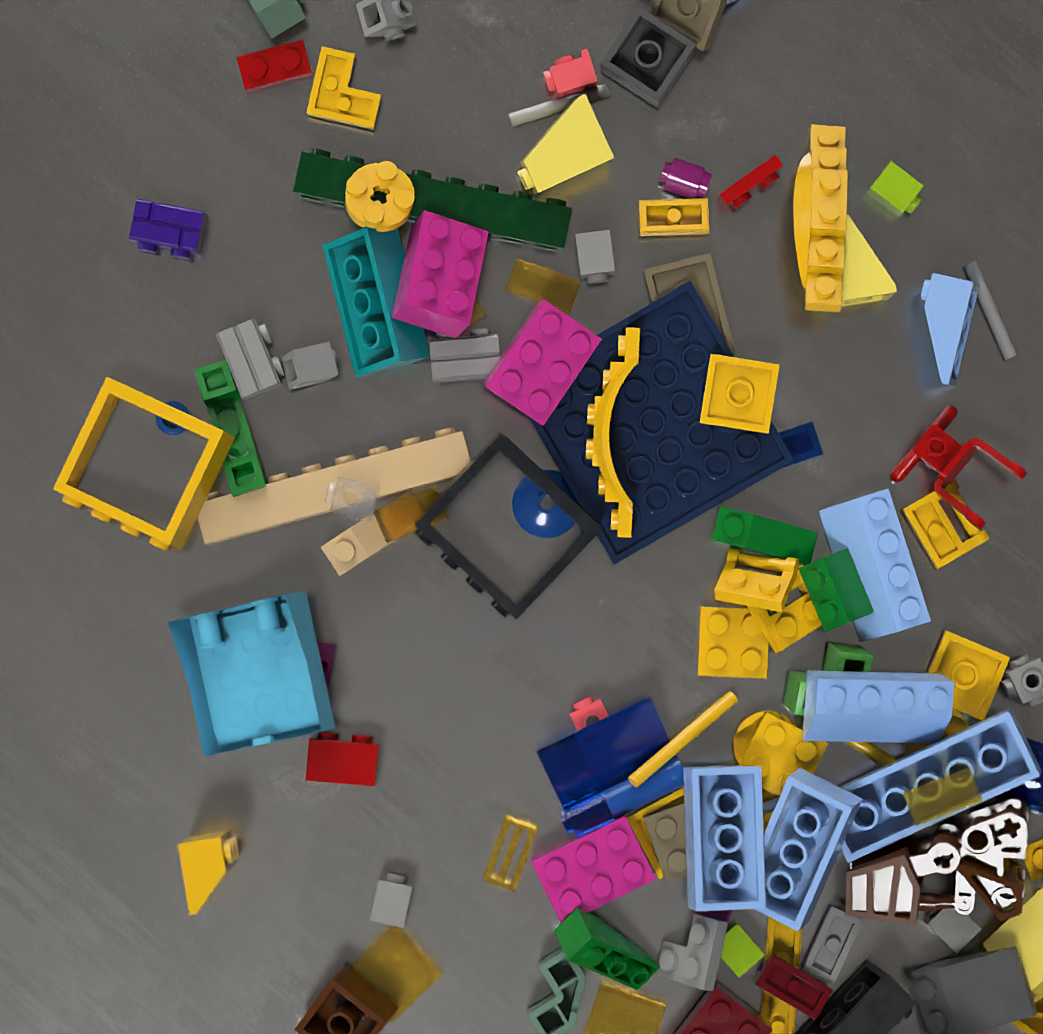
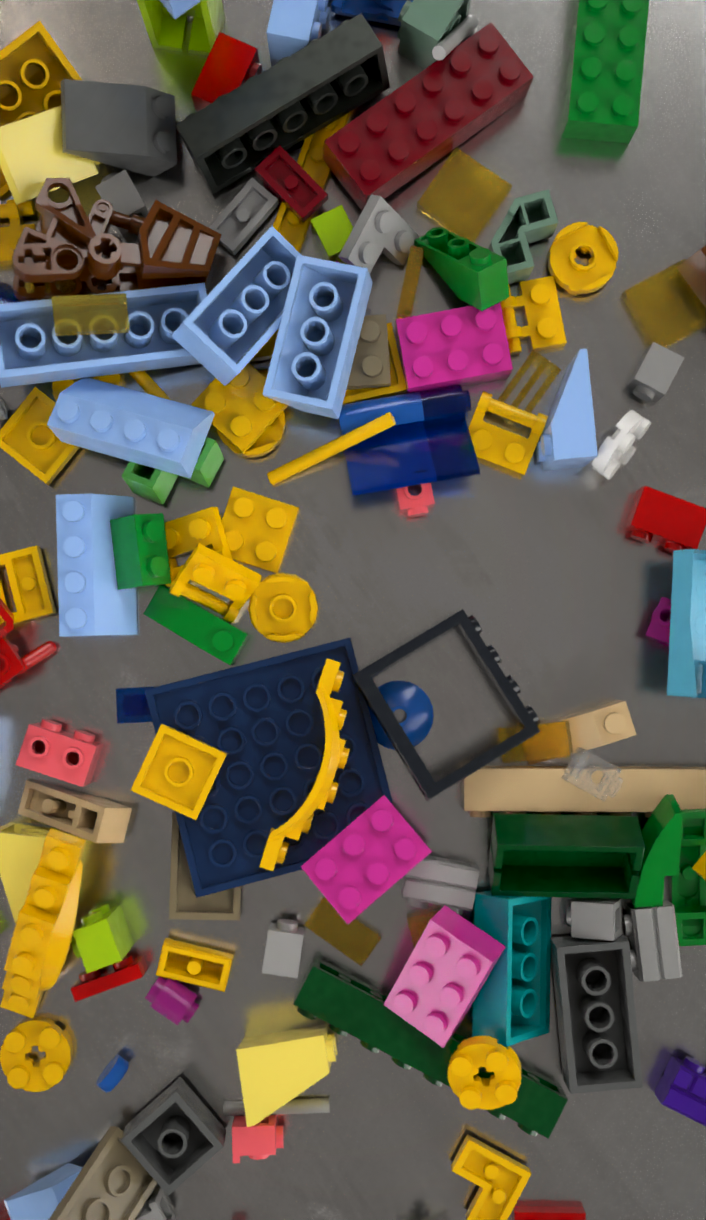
camera: 160 degrees left, 0 degrees up
(271, 439) = (661, 853): none -> green slope
(287, 278) = (596, 1014): none -> dark grey brick
(357, 415) = (565, 856): none -> dark green piece
(408, 818) = (619, 448): none -> white plate
(462, 820) = (570, 427): none -> light blue slope
(491, 1015) = (588, 239): none -> yellow plate
(515, 929) = (541, 315): none -> yellow plate
(520, 790) = (500, 444): none -> yellow plate
(651, 920) = (410, 282): none -> clear yellow tile
(685, 575) = (283, 607): none -> yellow tile
(721, 95) = (112, 1073): none -> blue tile
(767, 220) = (102, 937): none -> lime brick
(806, 73) = (21, 1069): none -> yellow plate
(820, 328) = (75, 812): none -> tan slope
(858, 379) = (59, 753): none -> coral brick

